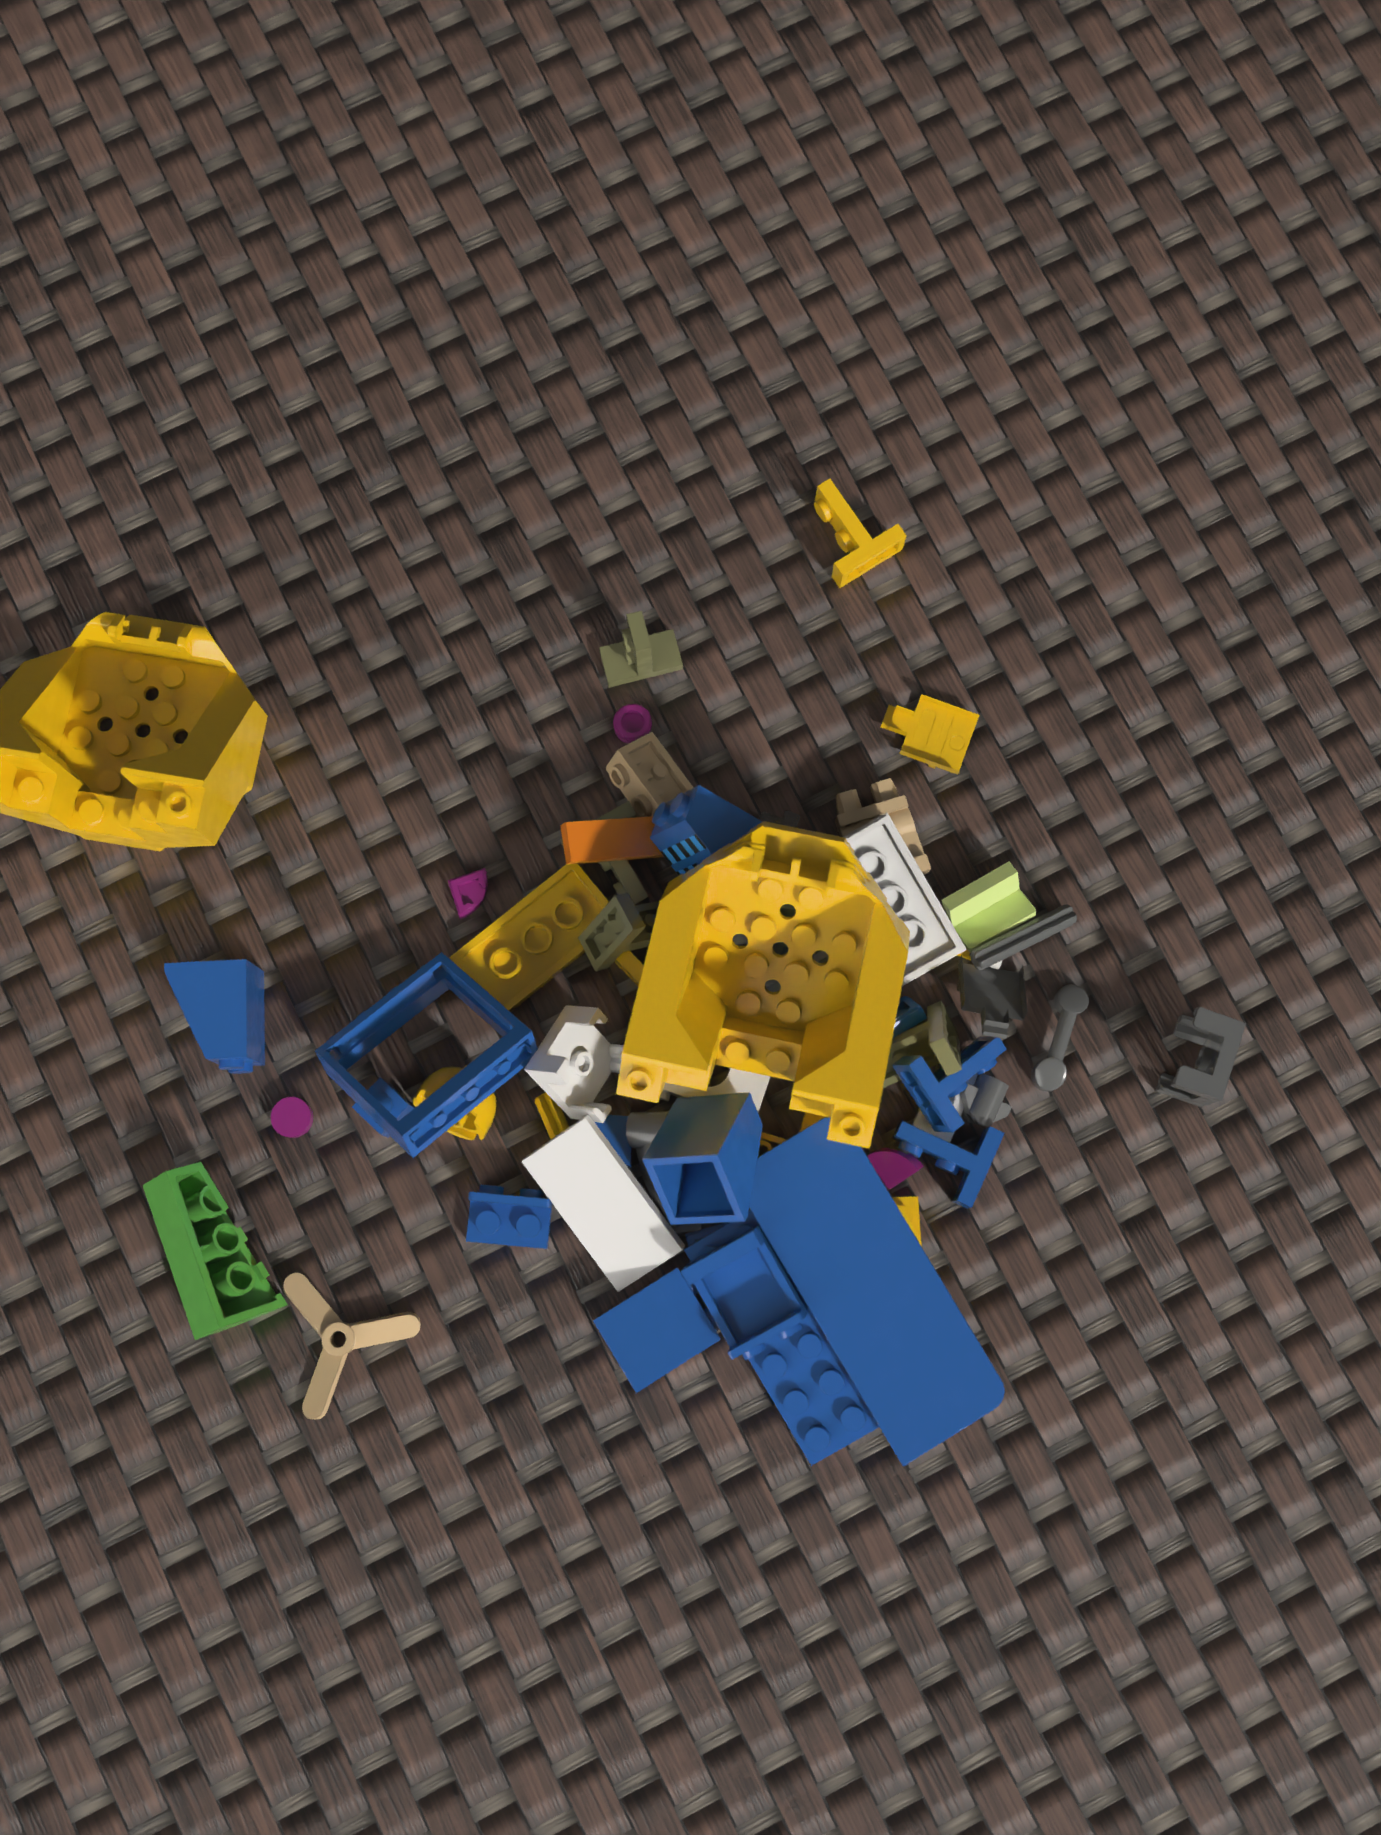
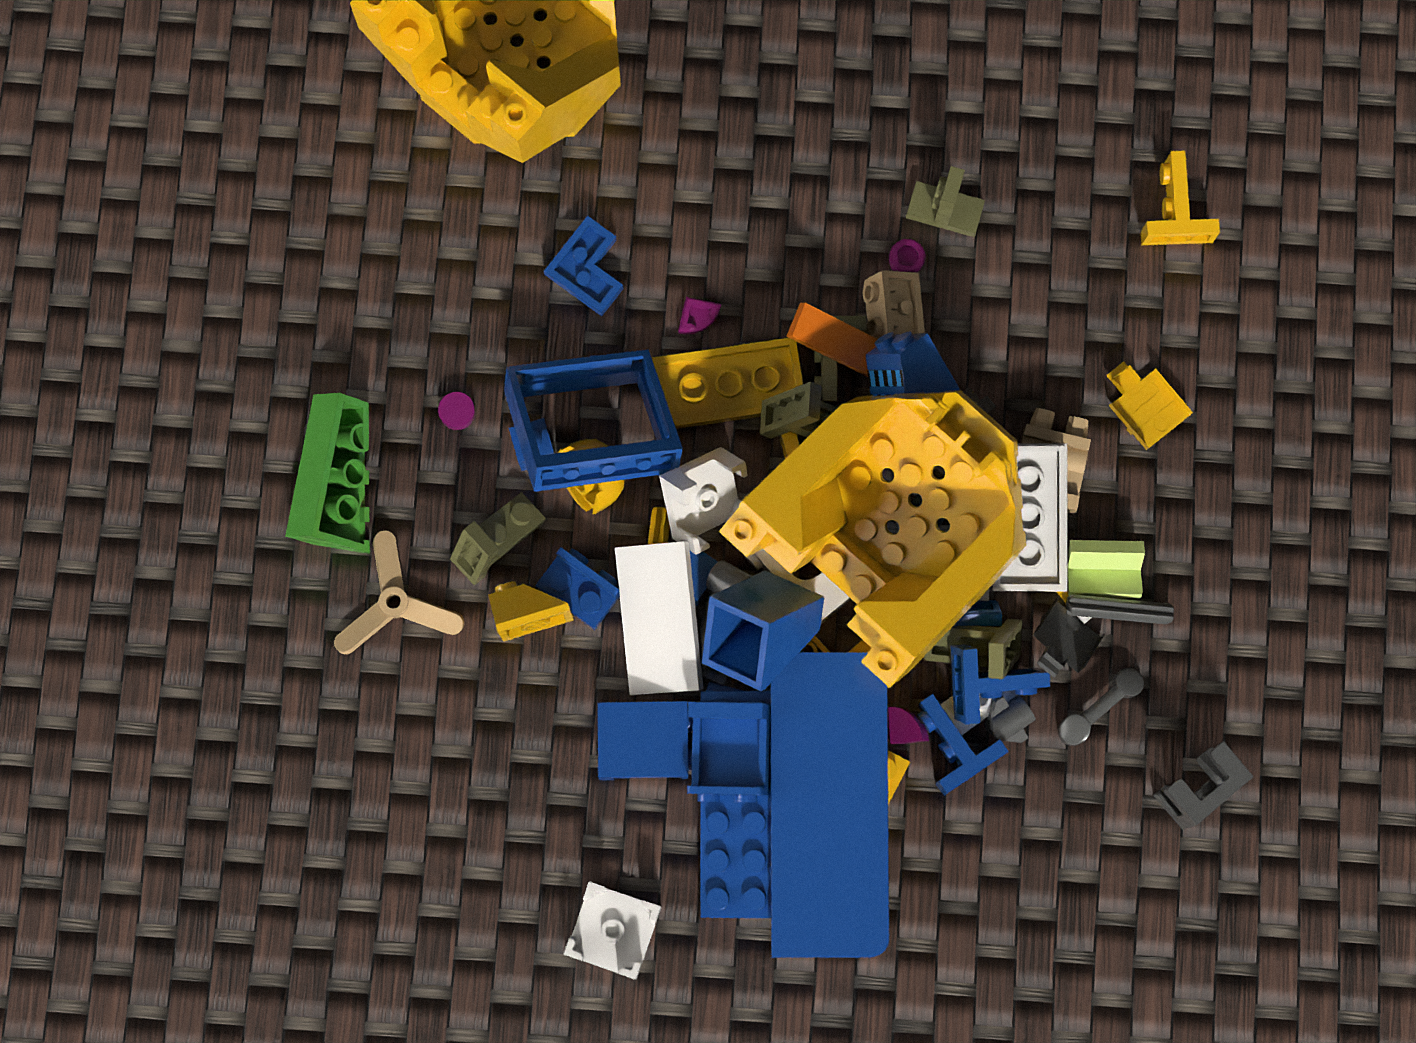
camera: 30 degrees right, 0 degrees up
(223, 1010) = (454, 295): blue slope -> none
(328, 915) = (577, 267): none -> blue plate
(400, 1218) = (488, 542): none -> olive bracket
(469, 1273) = (526, 610): none -> yellow slope
(736, 1530) = (613, 930): none -> white panel

